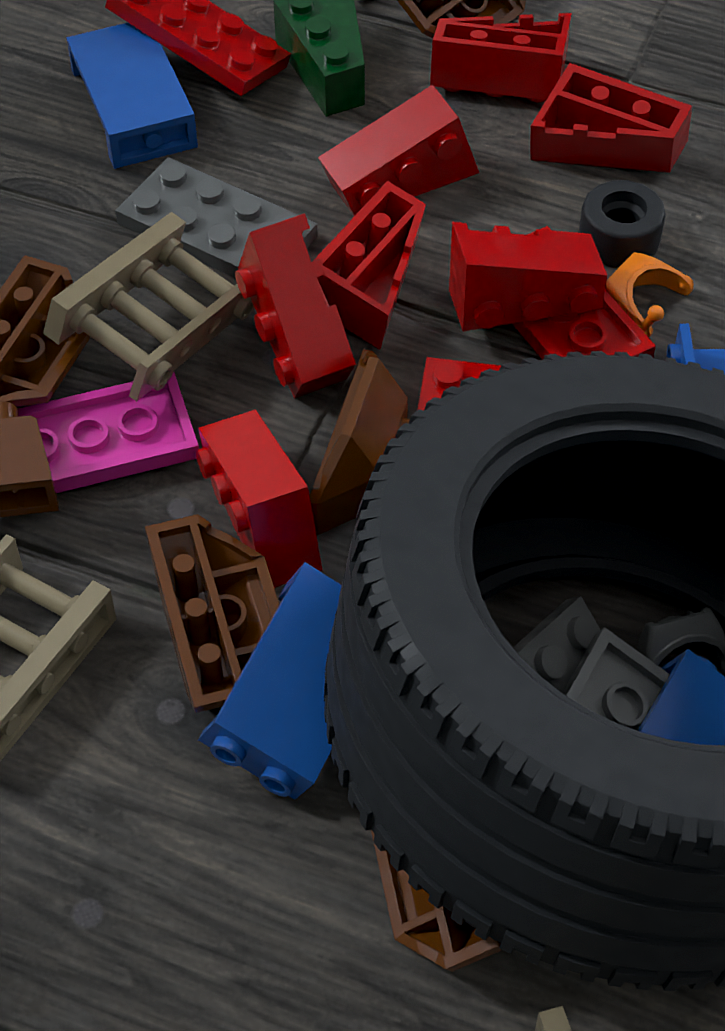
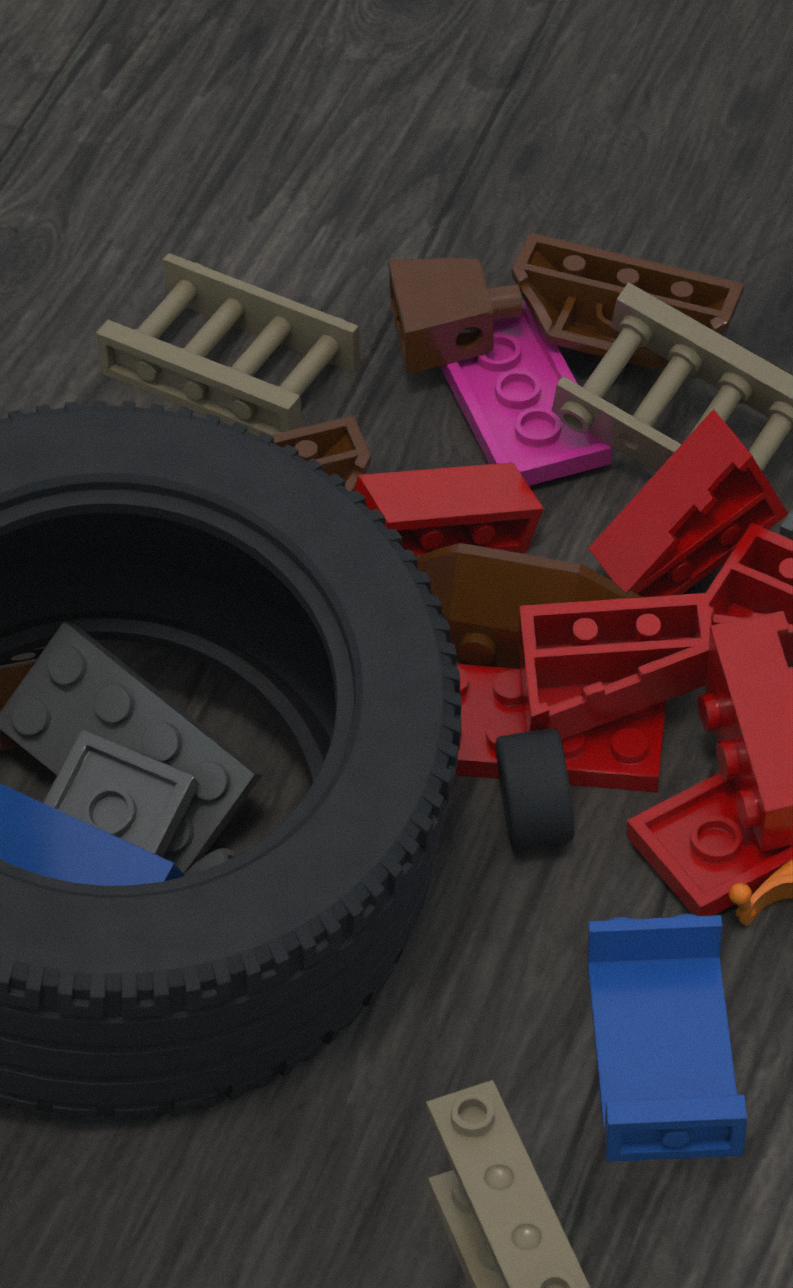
camera: 90 degrees right, 5 degrees down
(442, 339) = (609, 658): none -> red wedge

